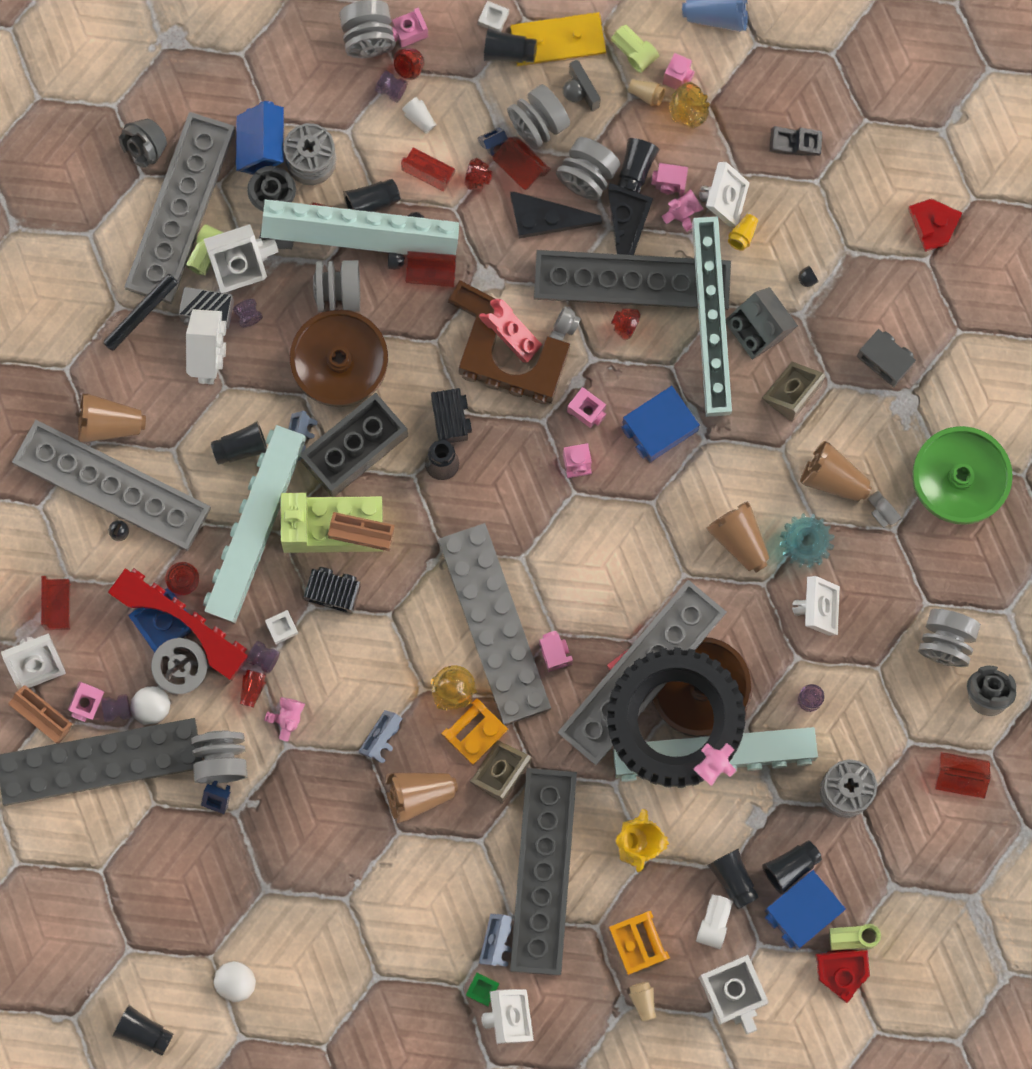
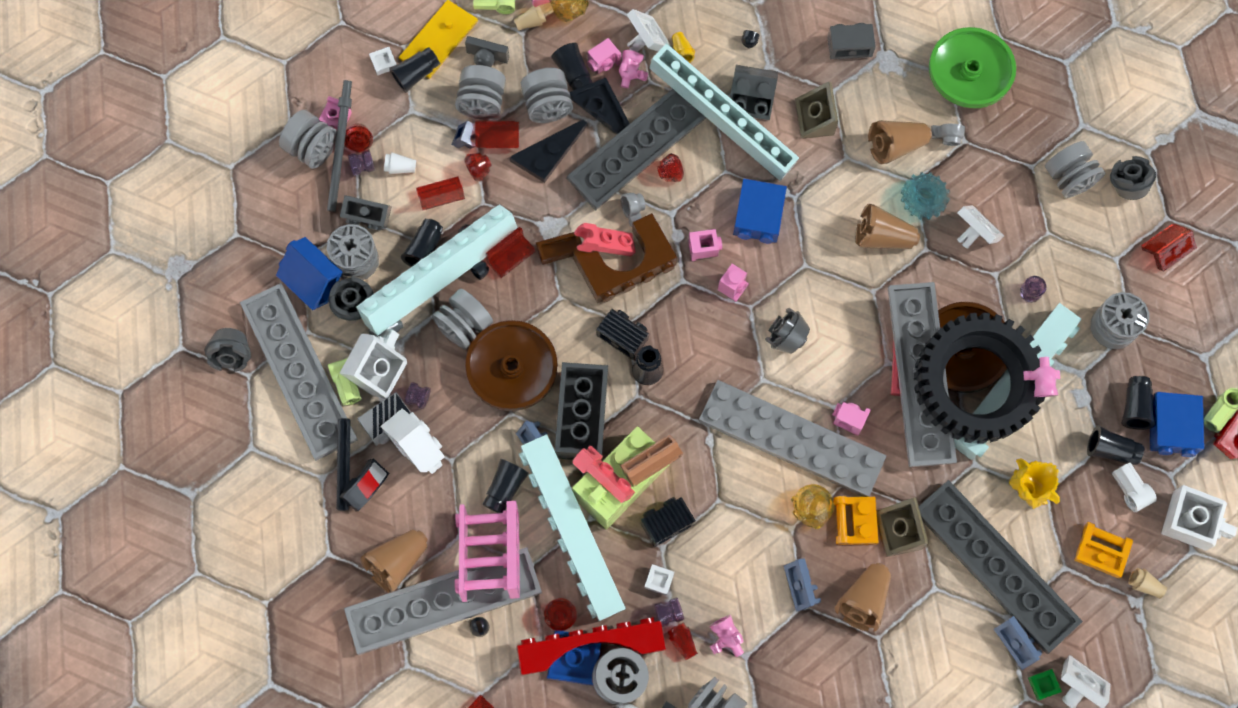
camera: 45 degrees left, 5 degrees down
(140, 344) = (363, 487): none -> slope
(184, 503) = (509, 560): none -> bright pink fence
(314, 506) = (590, 462): none -> coral plate
(353, 130) = (361, 210): none -> dark grey brick
(421, 26) = (345, 104): none -> dark grey bar
(576, 540) = (788, 332): none -> dark grey cone

